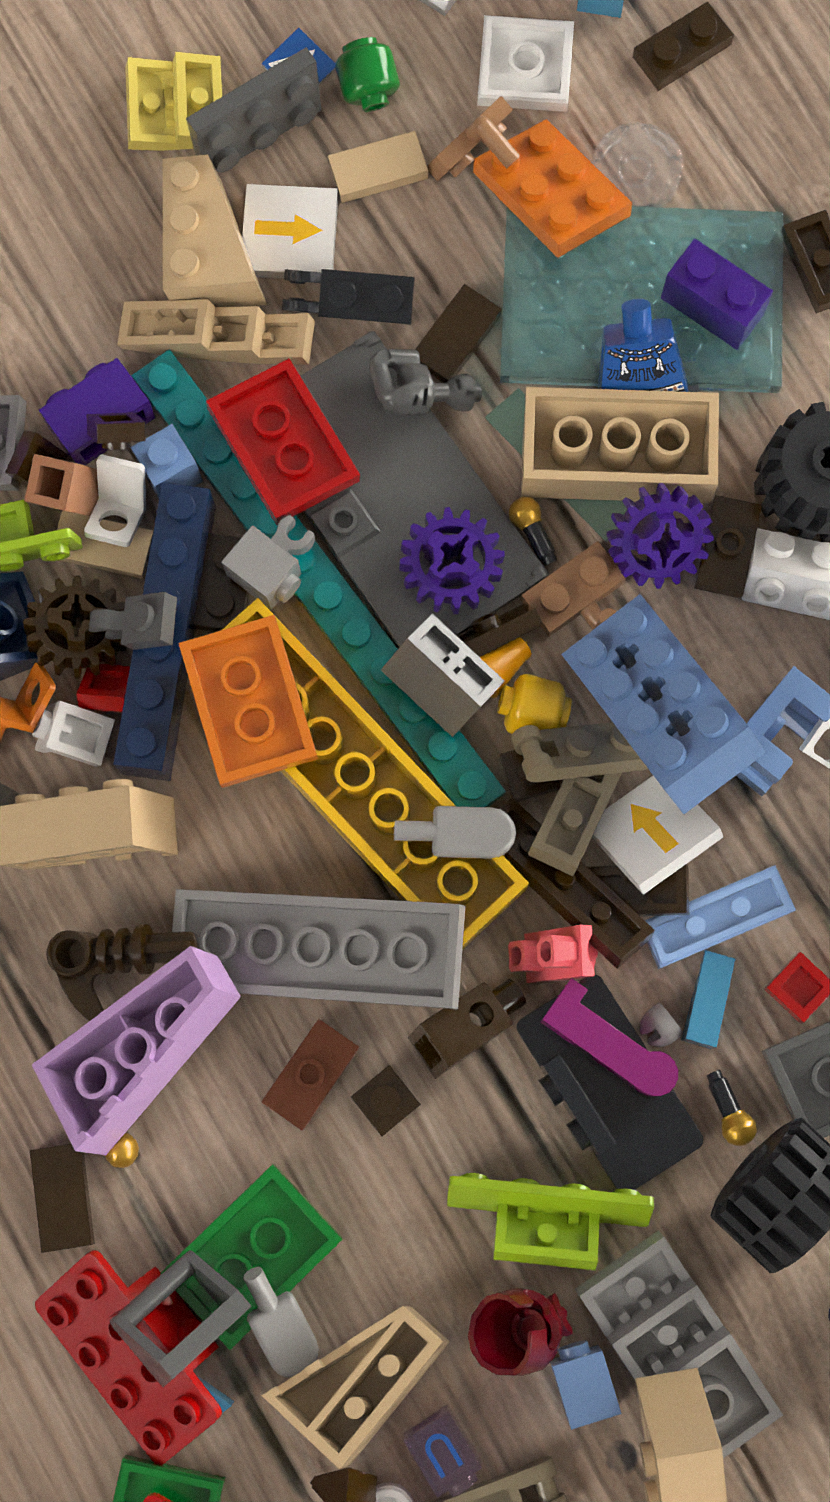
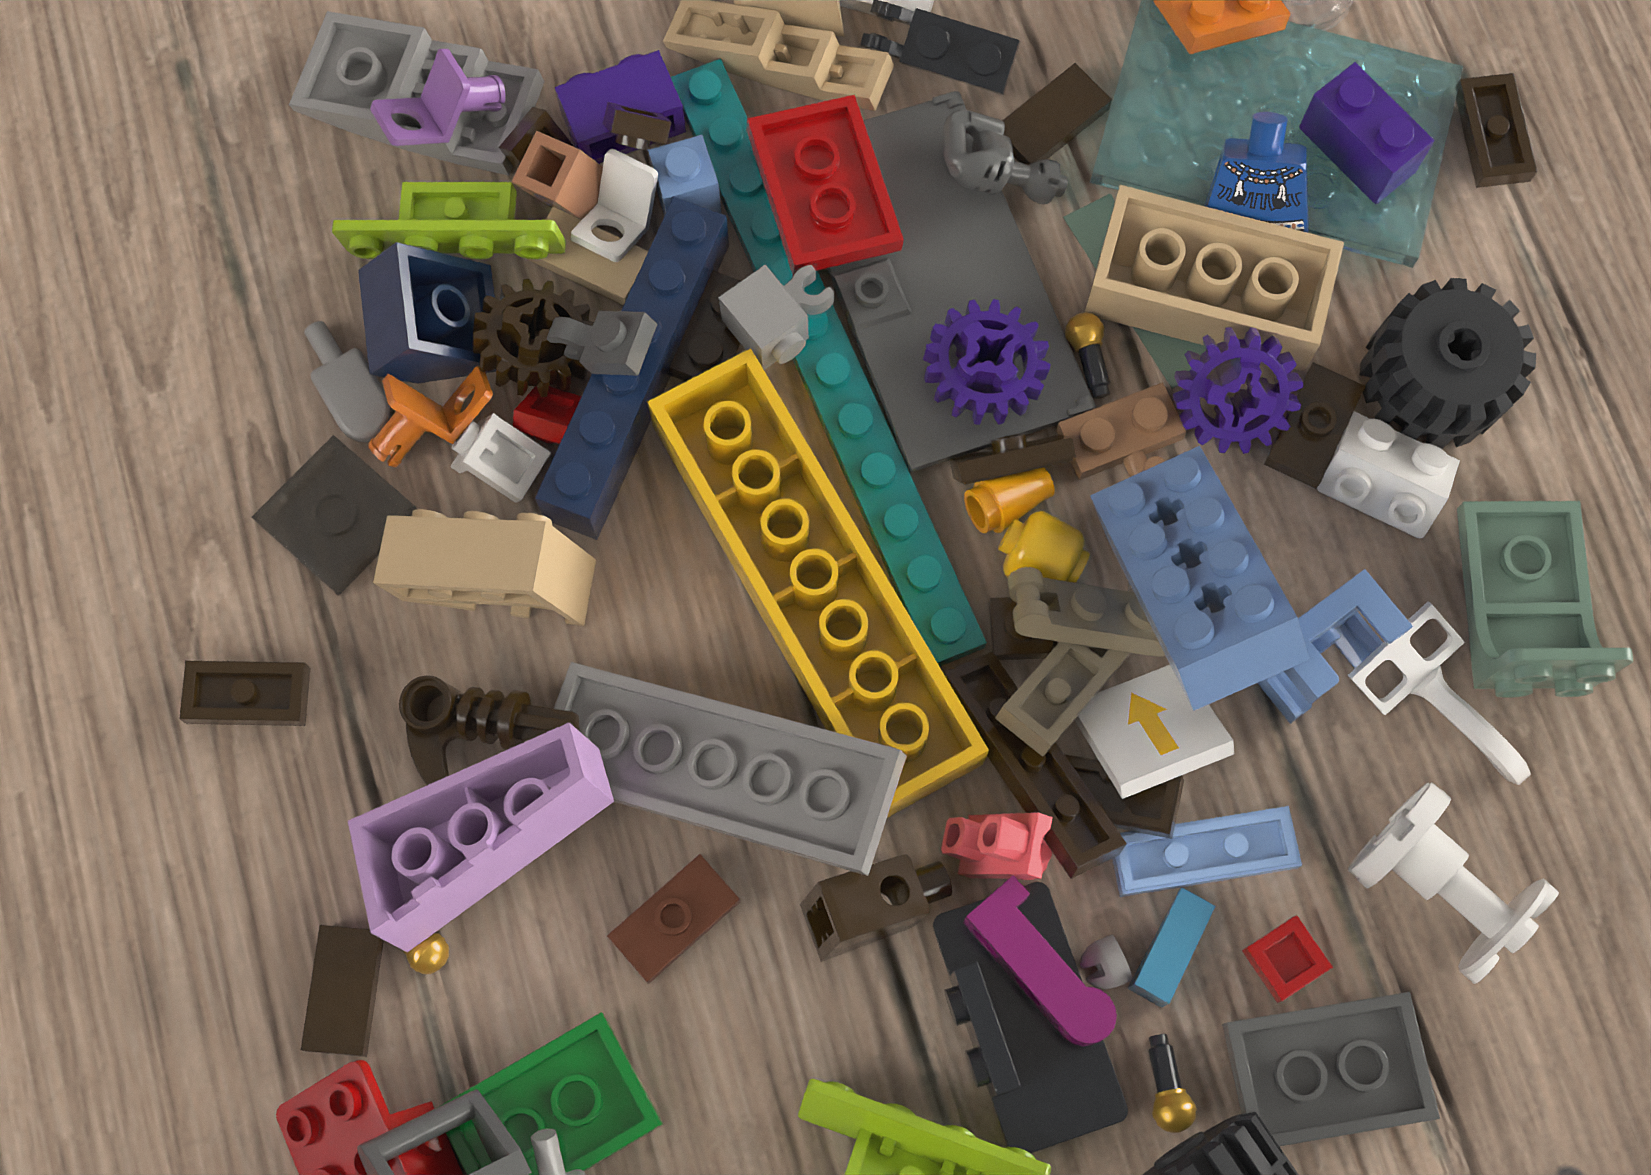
camera: 10 degrees right, 5 degrees down
(248, 701) = (709, 460): orange plate -> none
(385, 1100) = (755, 972): dark brown plate -> none
(442, 675) = (943, 486): dark grey hinge -> none
(462, 832) = (923, 670): light grey piece -> none

